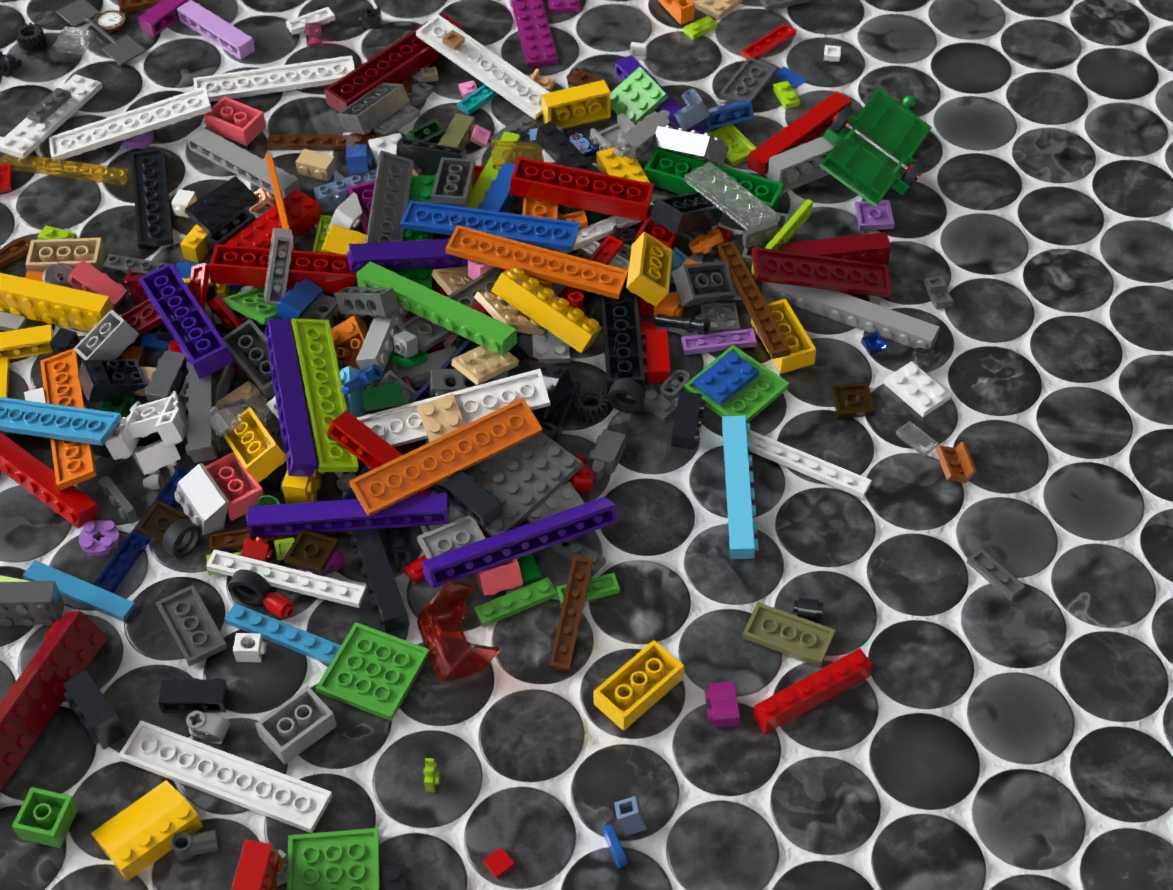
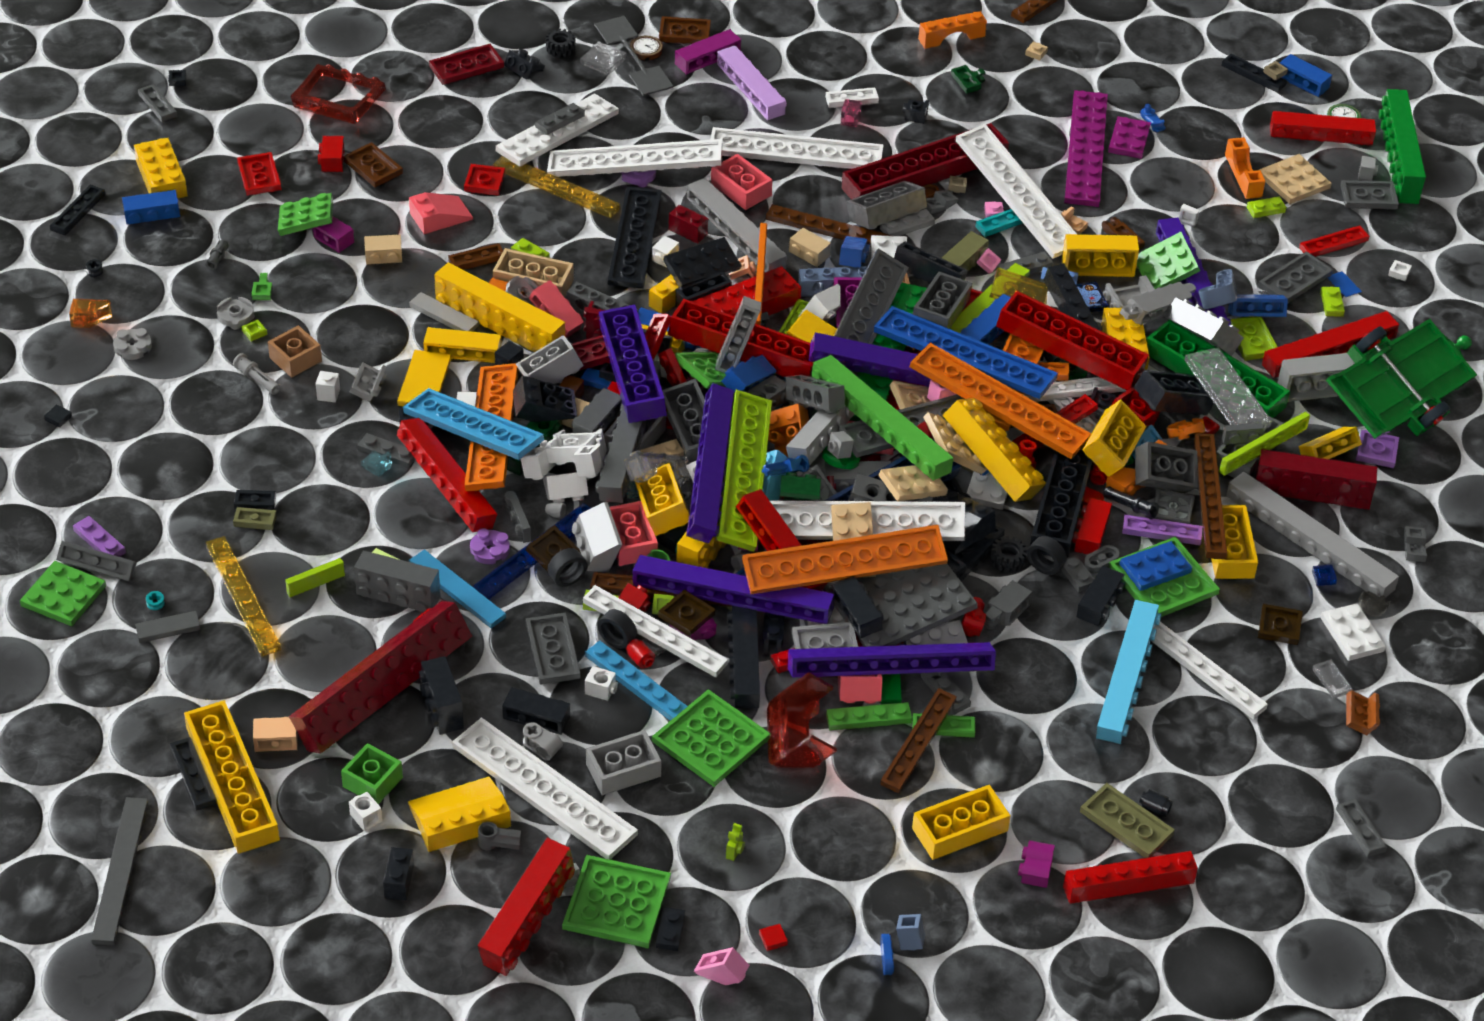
camera: 15 degrees right, 5 degrees down
(53, 866) = (365, 811): none -> white brick
(197, 172) = (688, 224): none -> dark red brick
(427, 132) = (934, 243): dark green brick -> none
(453, 40) = (992, 155): medium nougat plate -> none
(821, 272) = (1293, 489): dark red plate -> none
(835, 221) = (1332, 443): none -> yellow brick

